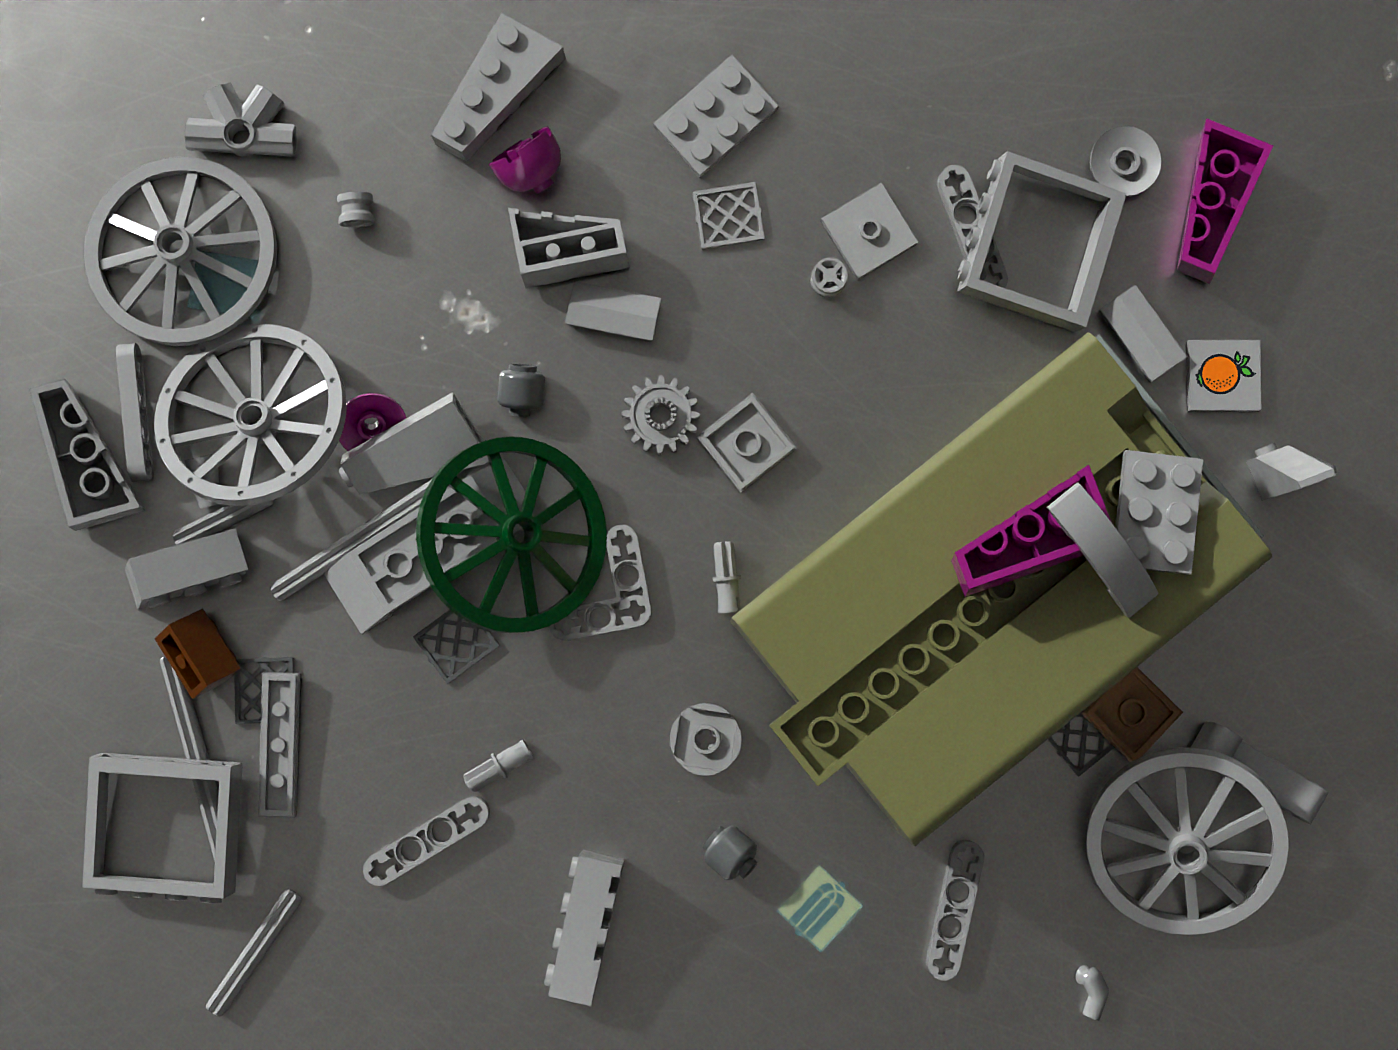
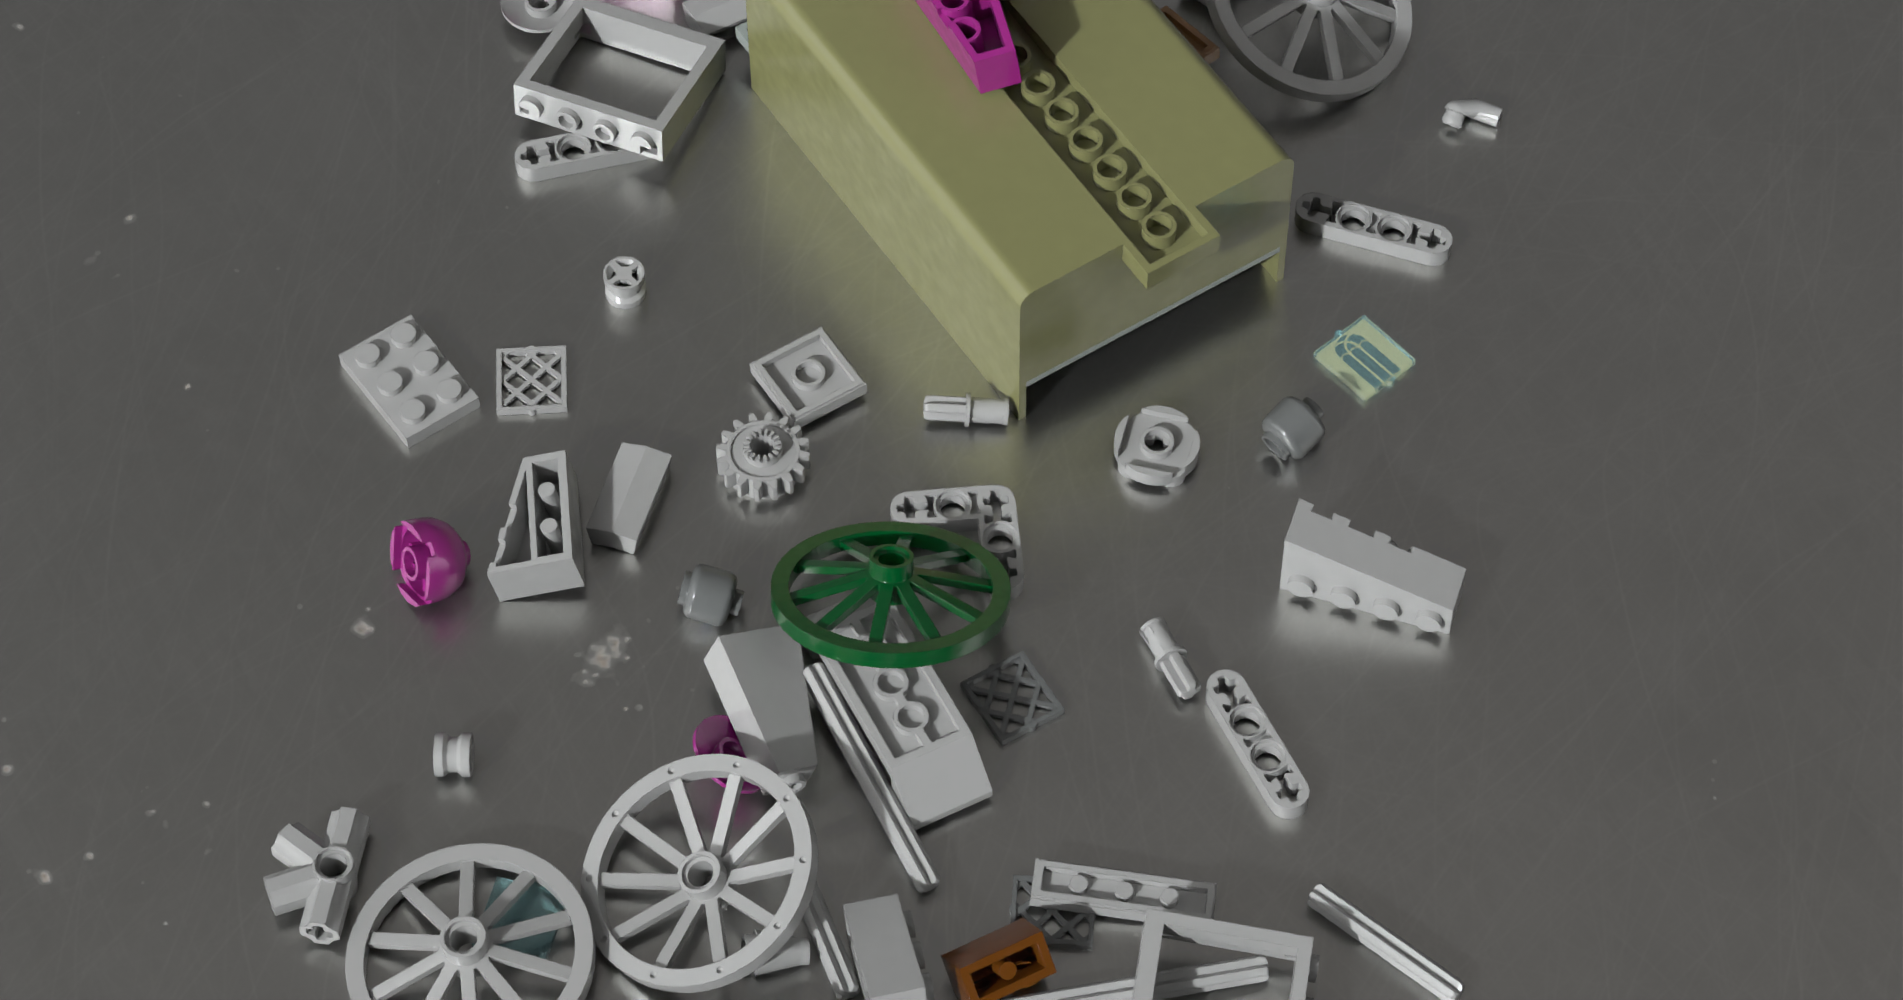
camera: 85 degrees left, 30 degrees down
(500, 77) = (328, 591): light grey wedge -> none
(869, 231) = (574, 243): light grey plate -> none

